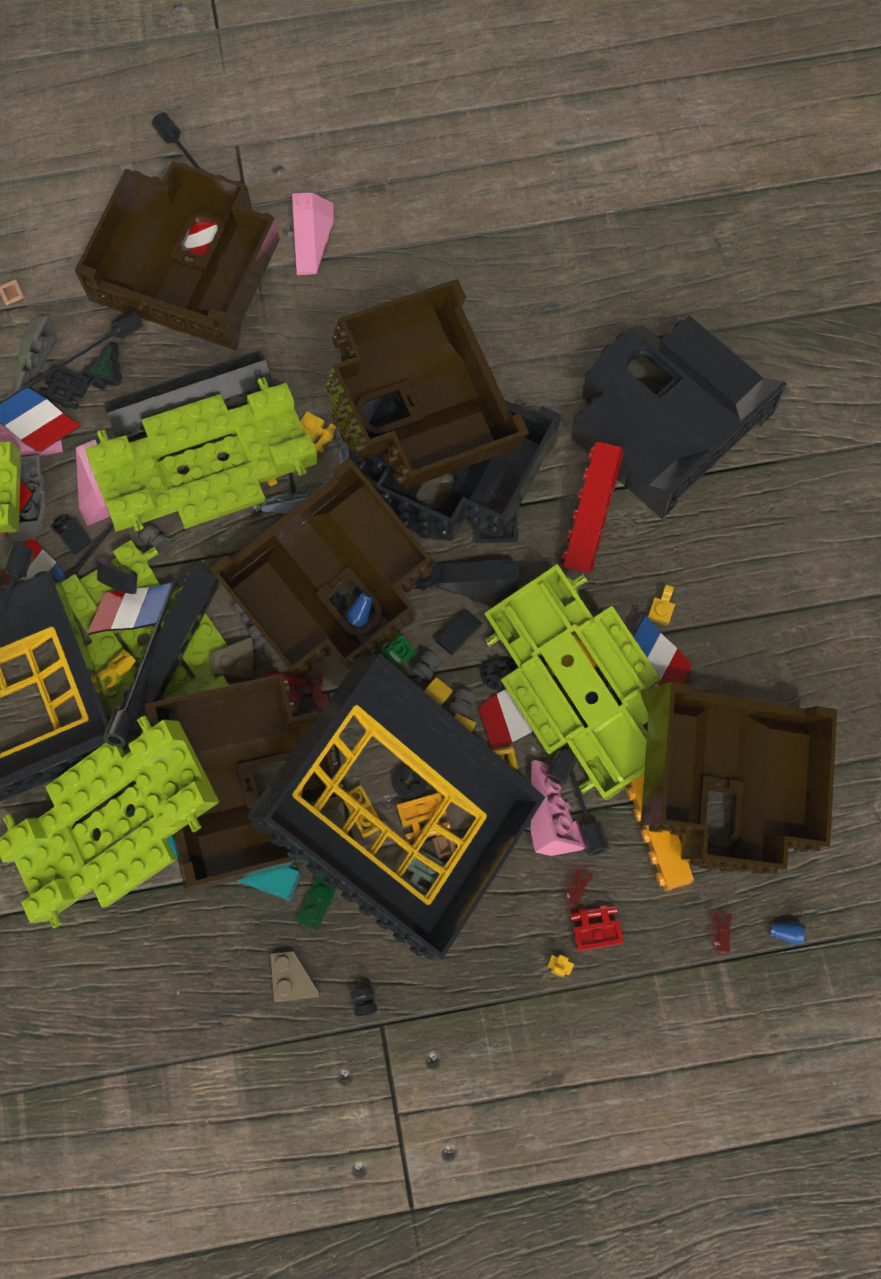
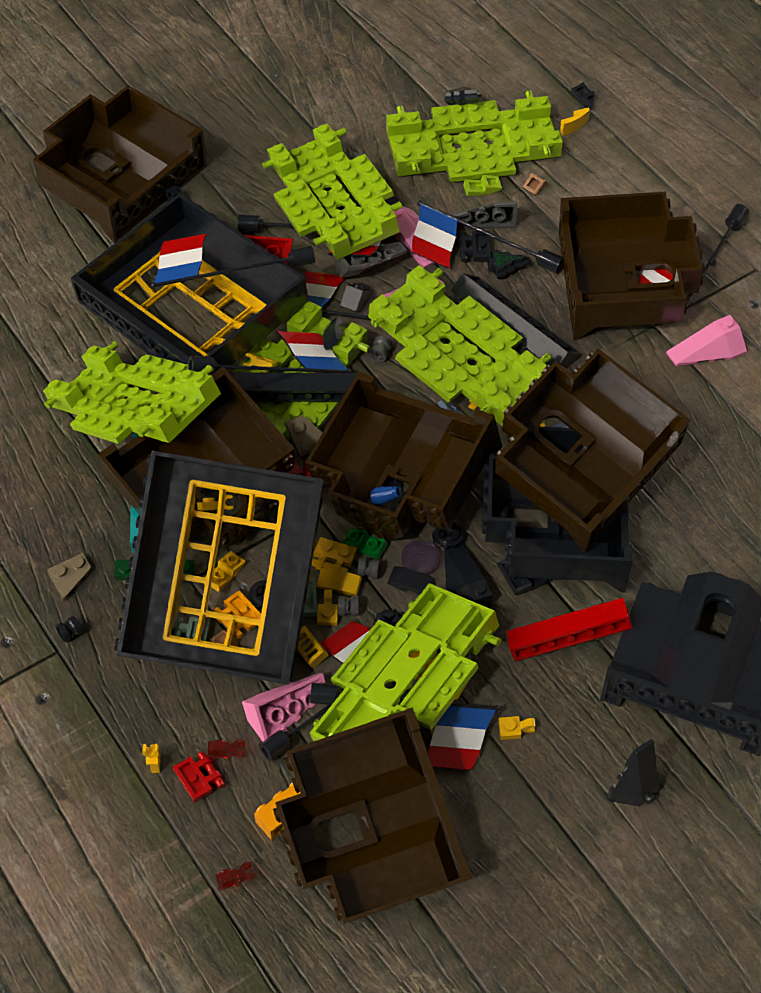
camera: 65 degrees right, 15 degrees down
(435, 611) = (420, 557): none -> clear purple tile
(771, 523) = (639, 780): none -> black wedge
(789, 932) = (259, 933): blue cone -> none

